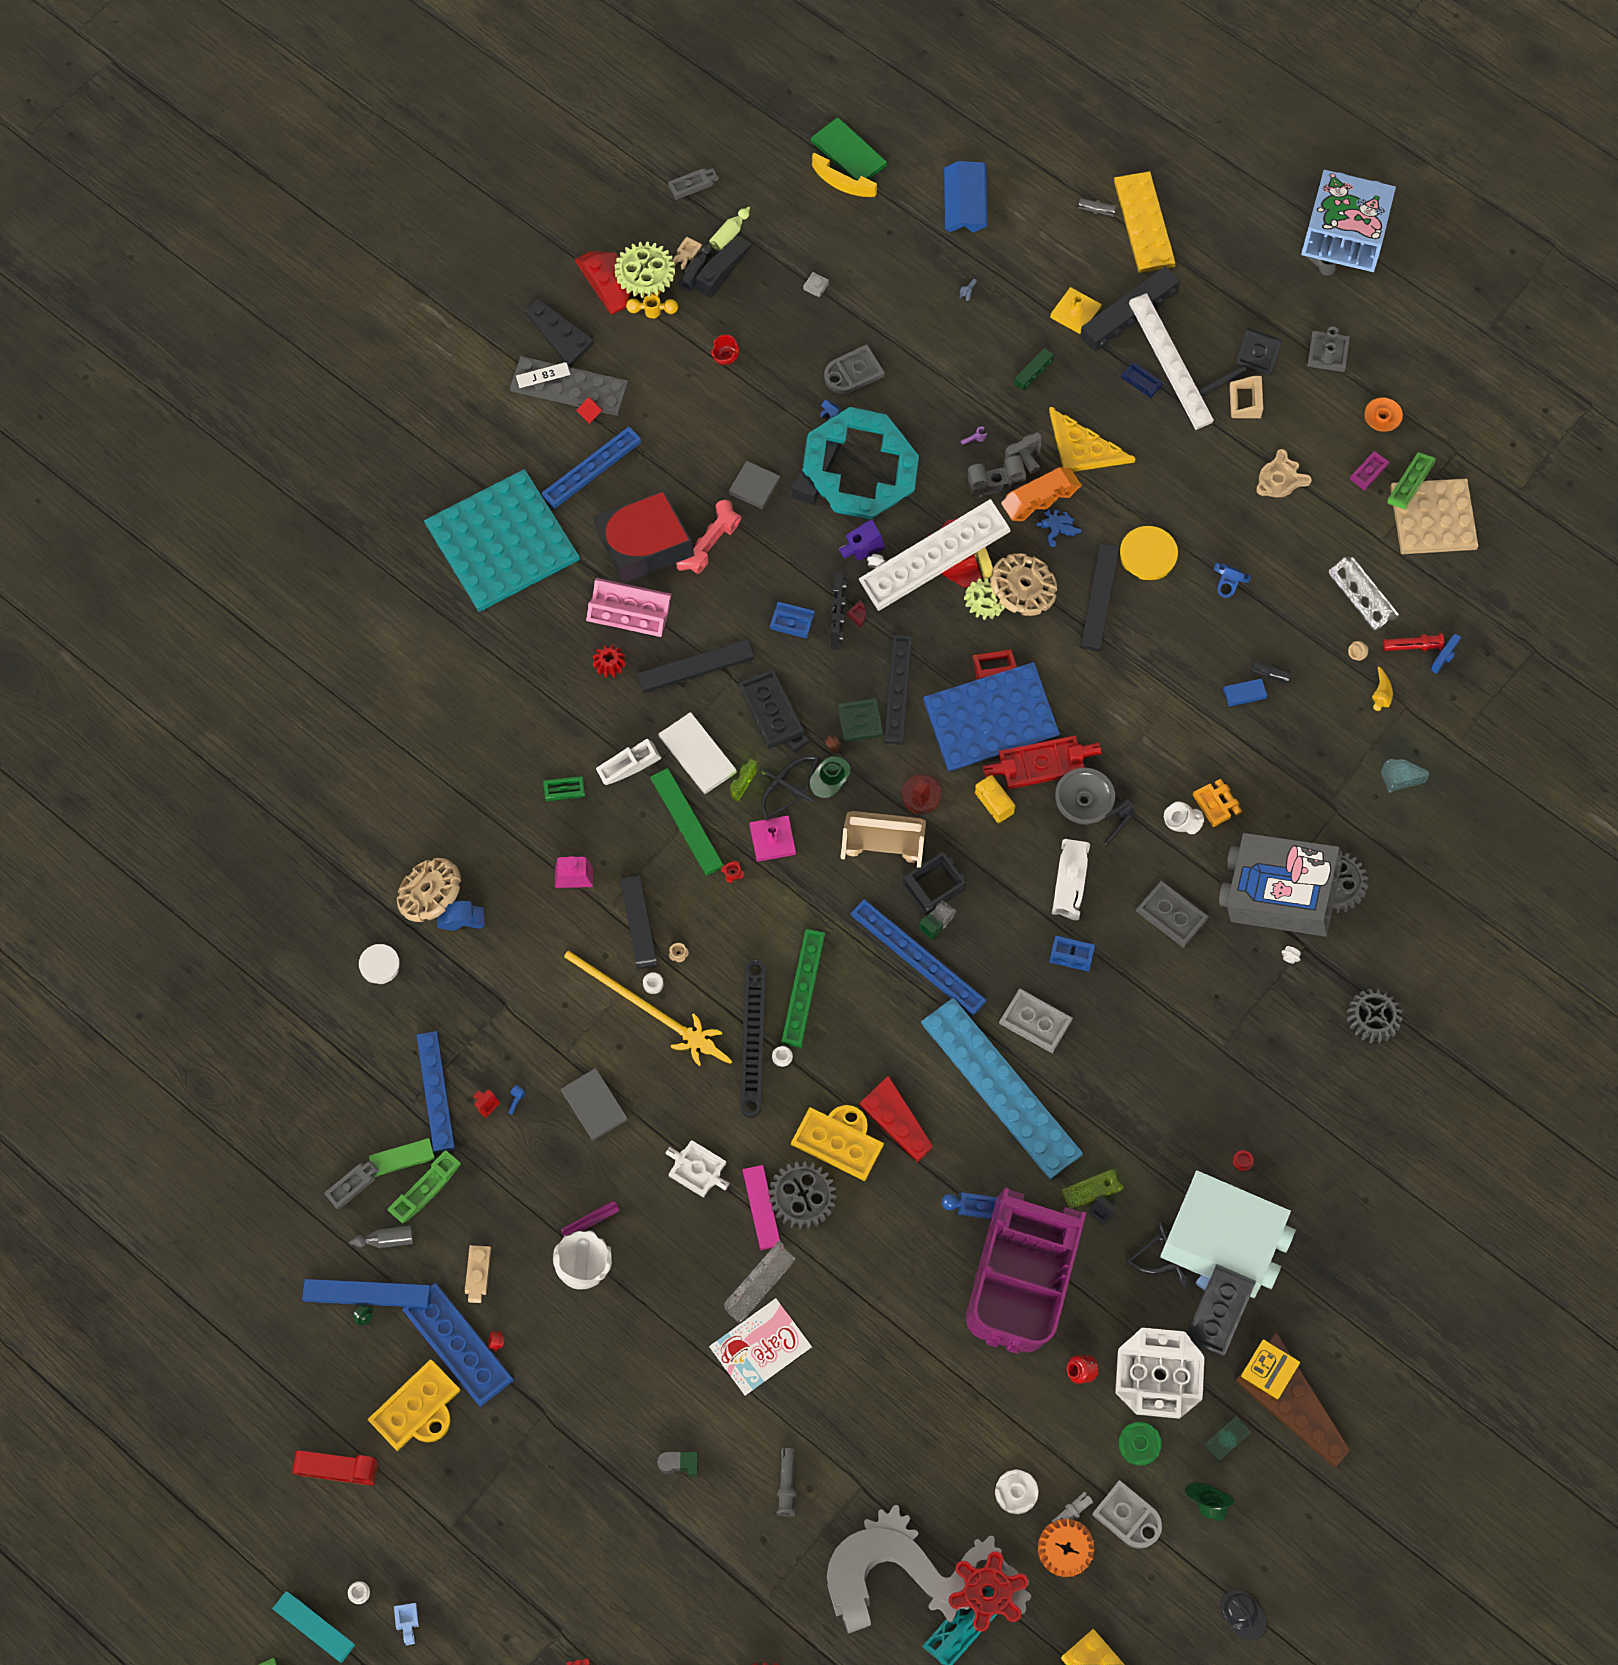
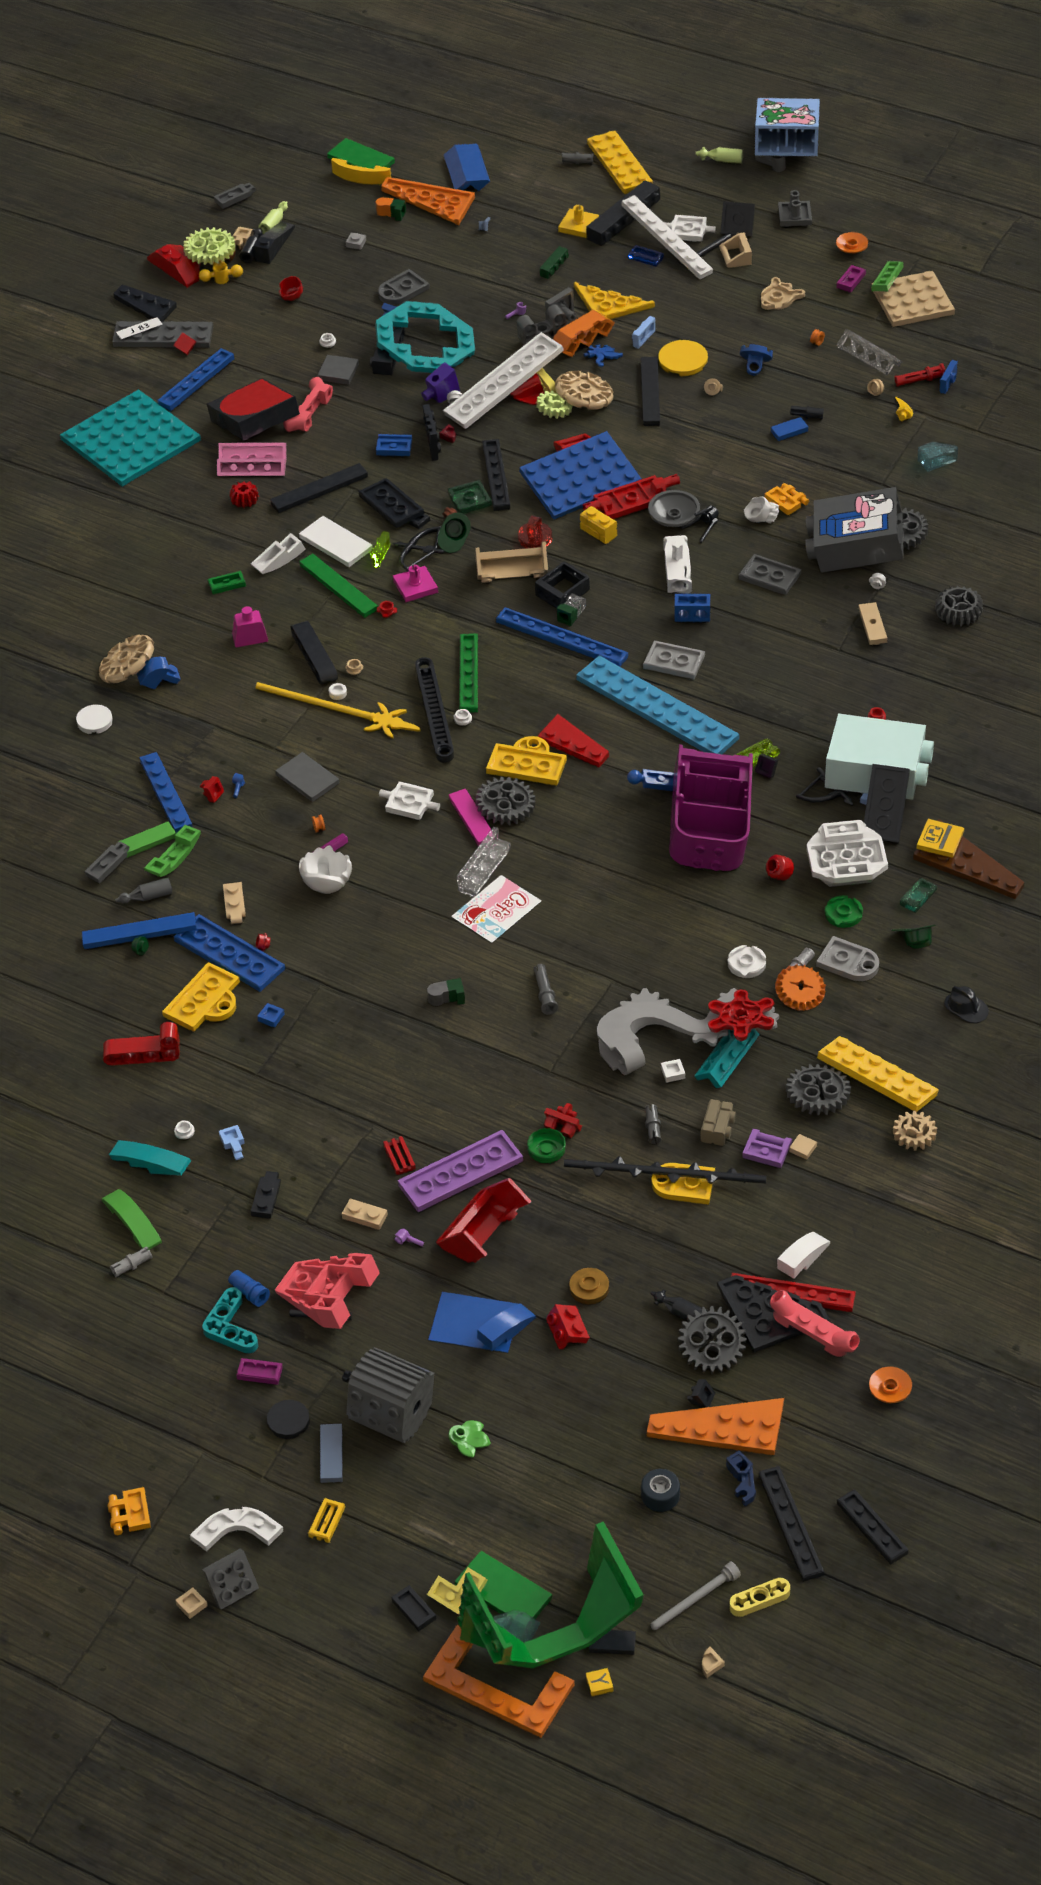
camera: 10 degrees left, 20 degrees down
(483, 1450) = (271, 1015): none -> blue plate
(591, 1180) = (318, 823): none -> orange bush
(751, 433) = (327, 340): none -> white plate
(866, 242) = (391, 207): none -> leg
(900, 1635) = (673, 1070): none -> white plate
(923, 241) = (439, 200): none -> orange wing
(1116, 500) = (643, 332): none -> light blue plate
(1172, 608) = (712, 386): none -> tan plate
(1200, 348) = (690, 227): none -> white plate
(1265, 238) = (722, 154): none -> yellowish green wheel
(1270, 1008) = (872, 623): none -> tan tile
(1309, 556) = (817, 337): none -> orange bush

